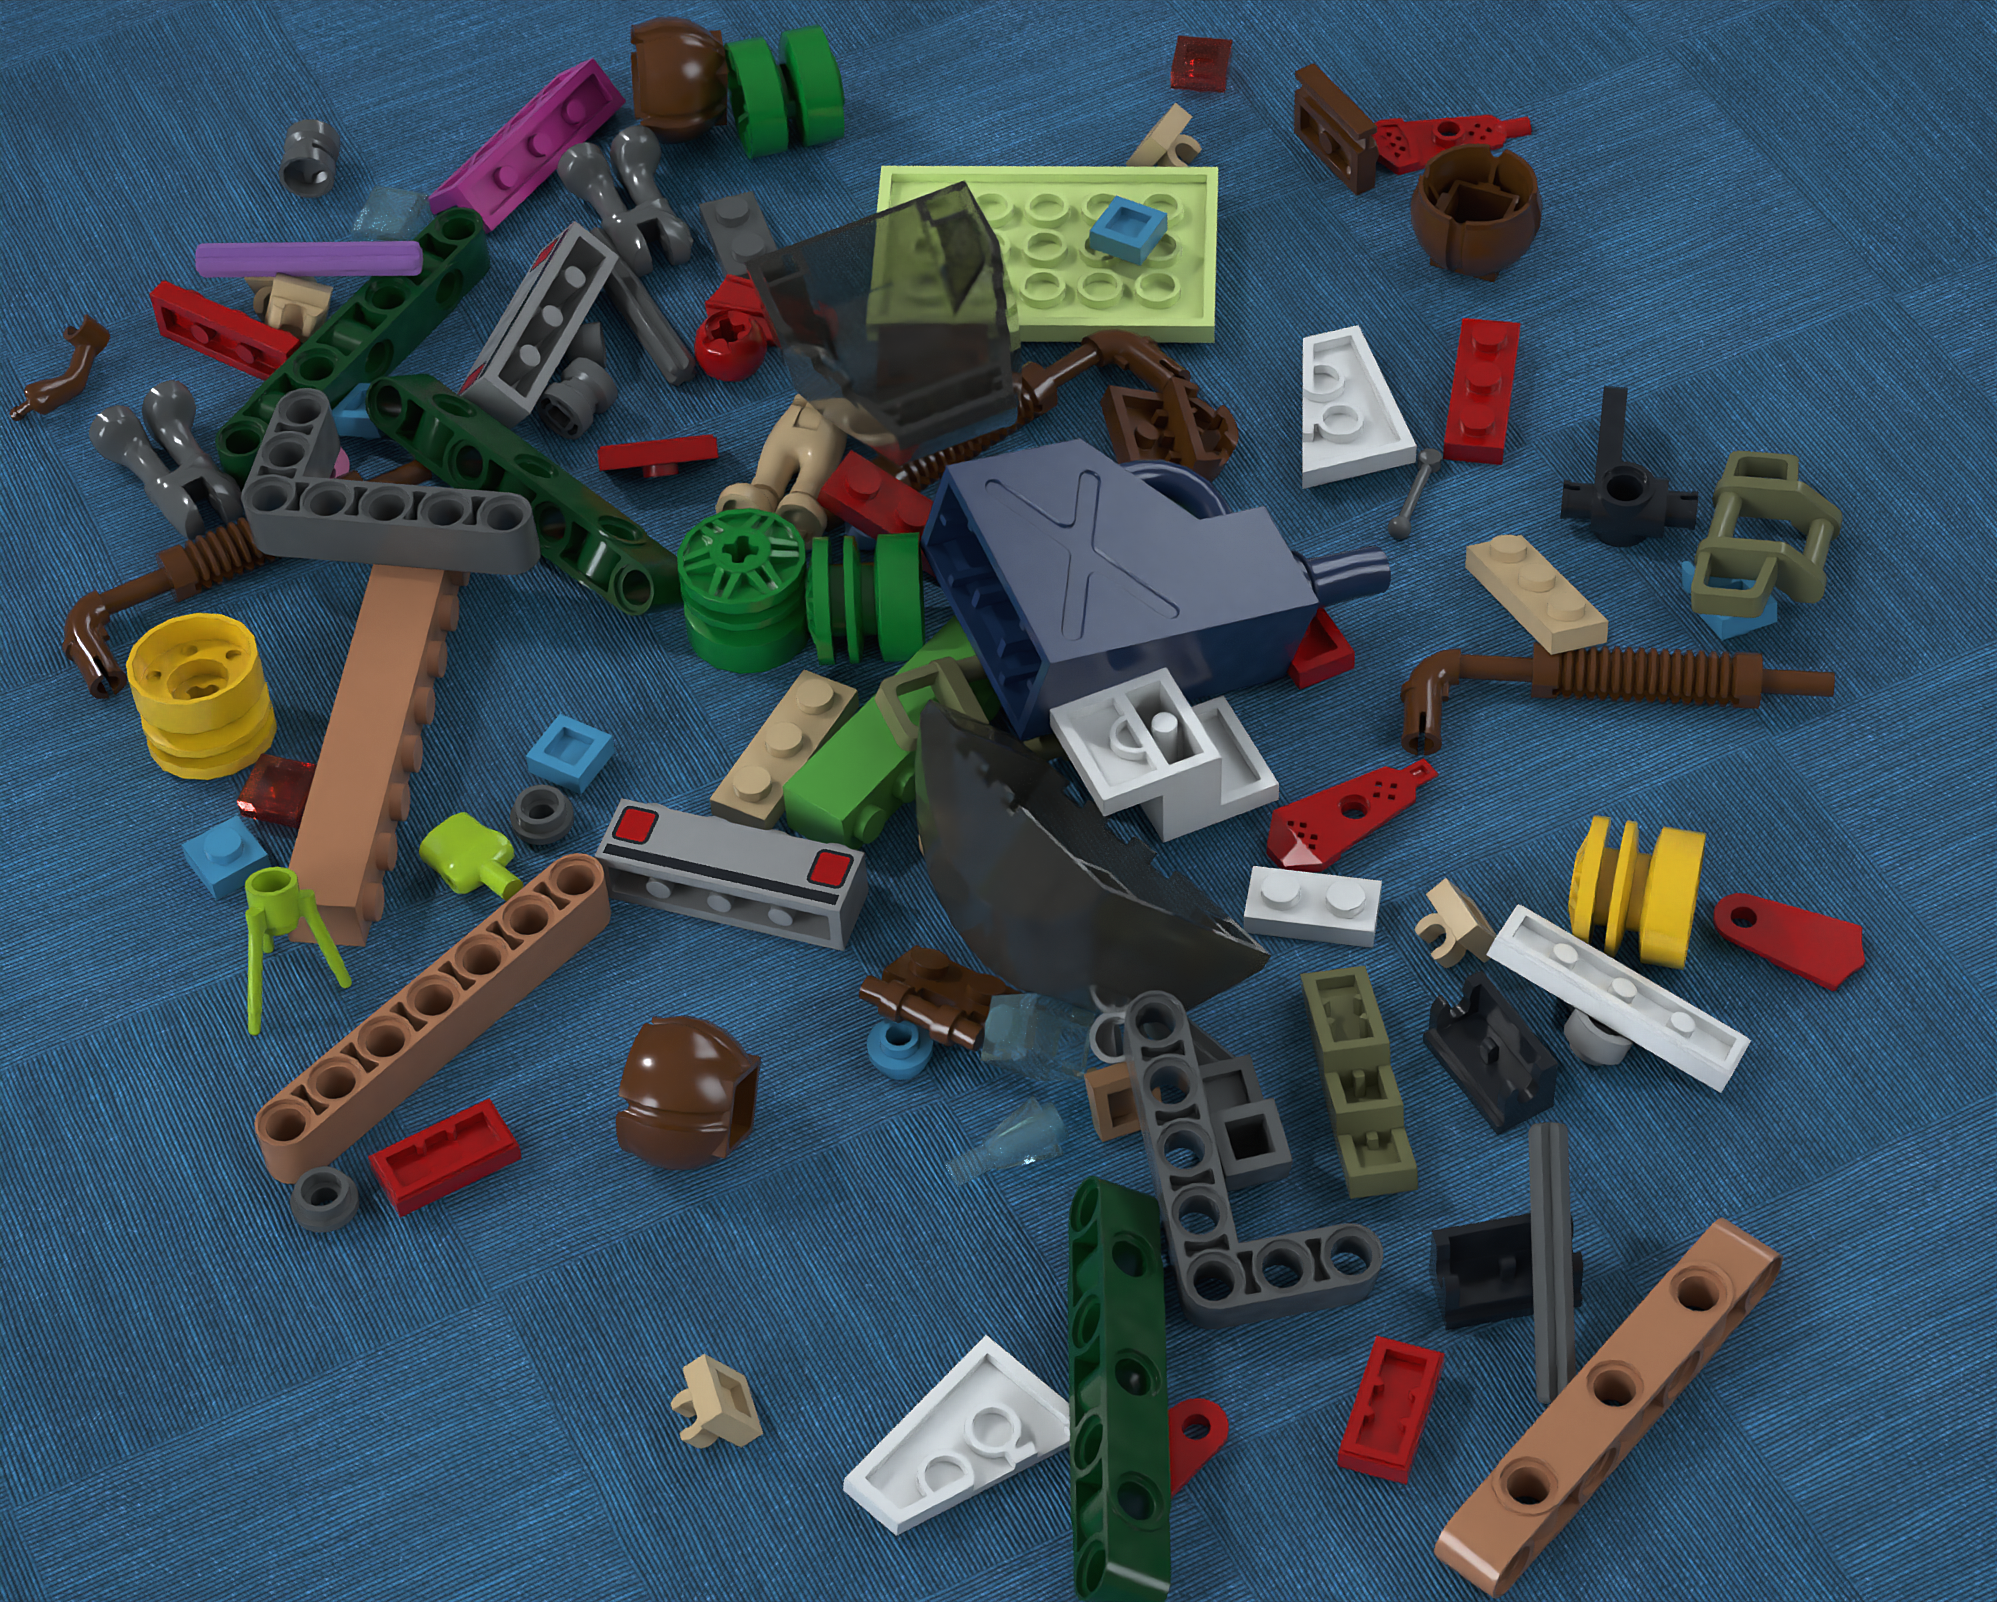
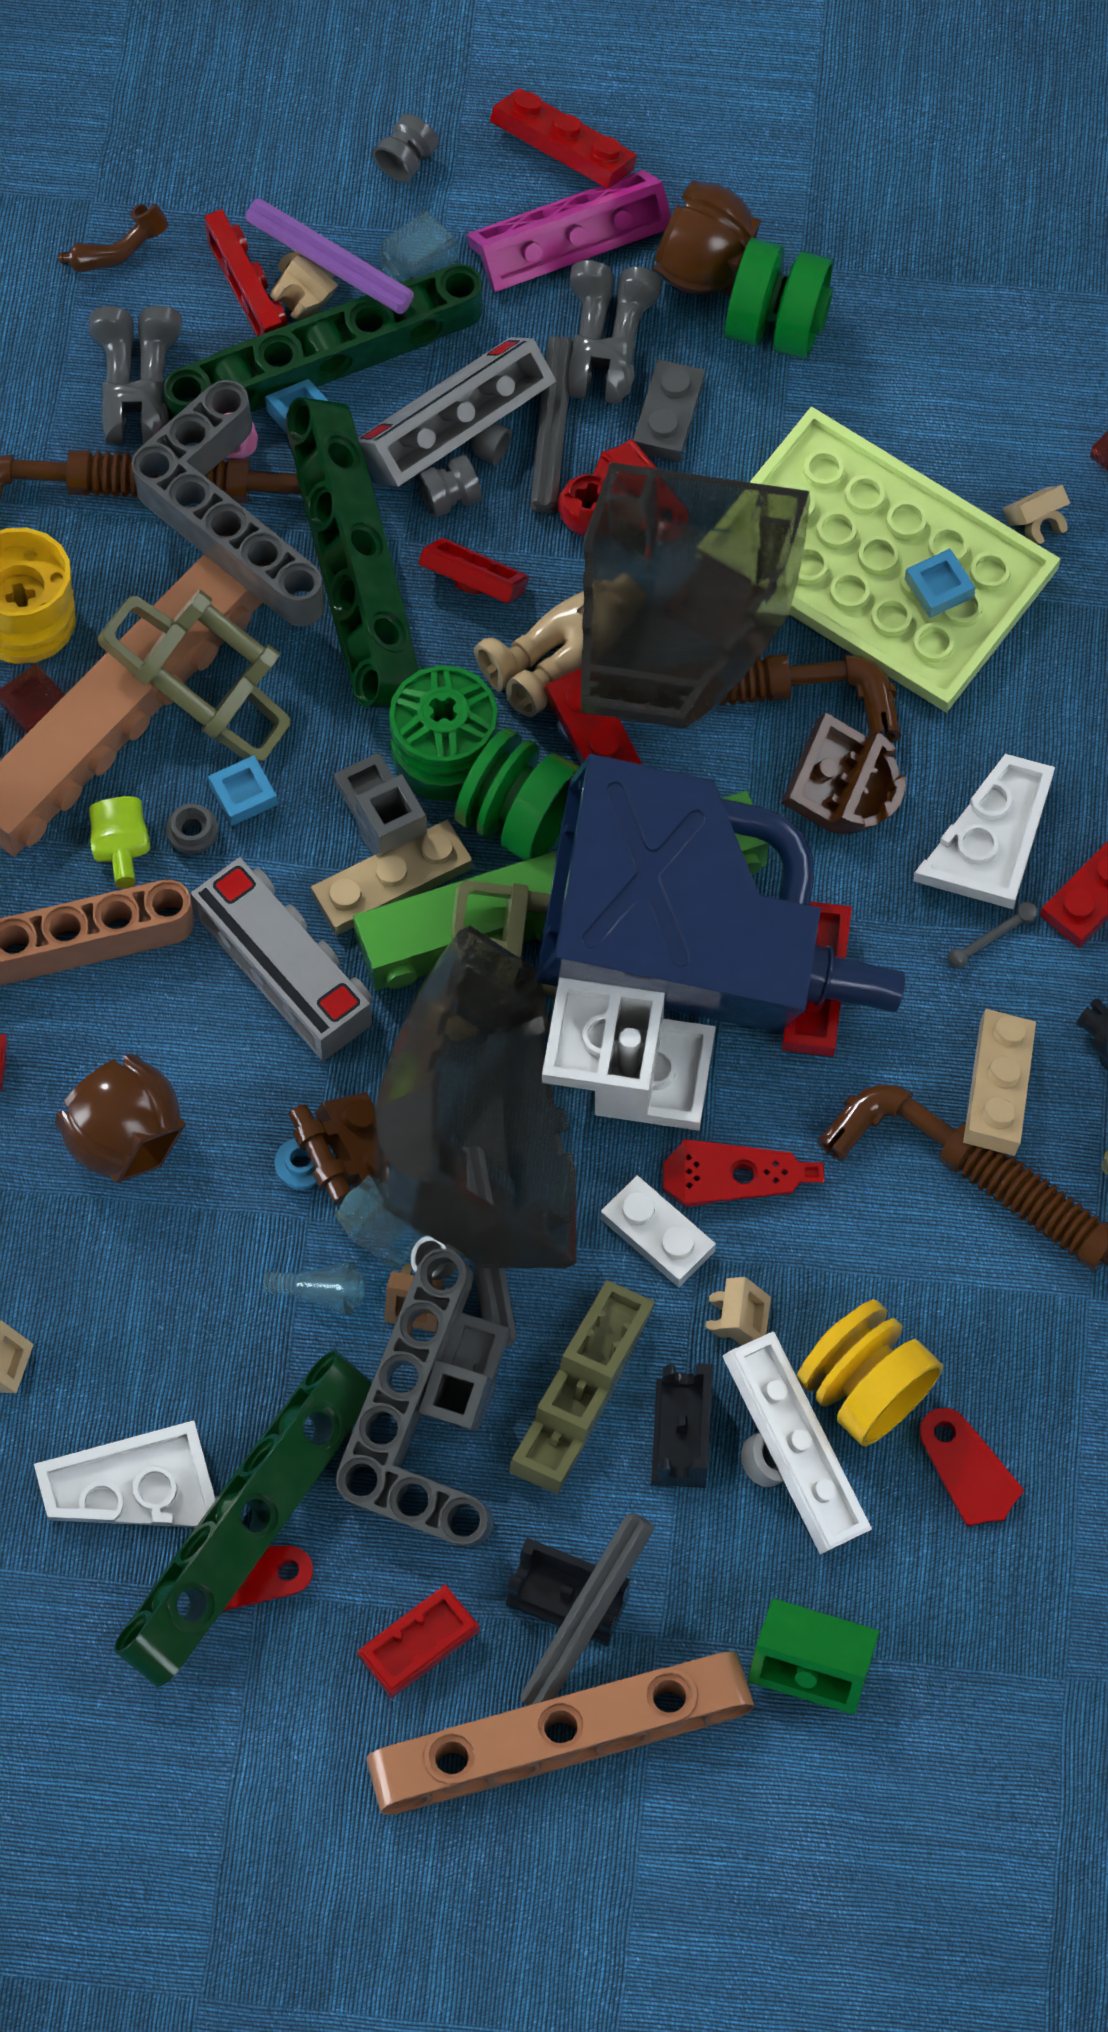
camera: 30 degrees right, 15 degrees up
(461, 79) = (563, 137): none -> red plate
(501, 665) = (151, 670): none -> olive bar
(735, 687) = (381, 805): none -> dark grey brick
(1803, 1176) = (813, 1656): none -> green brick

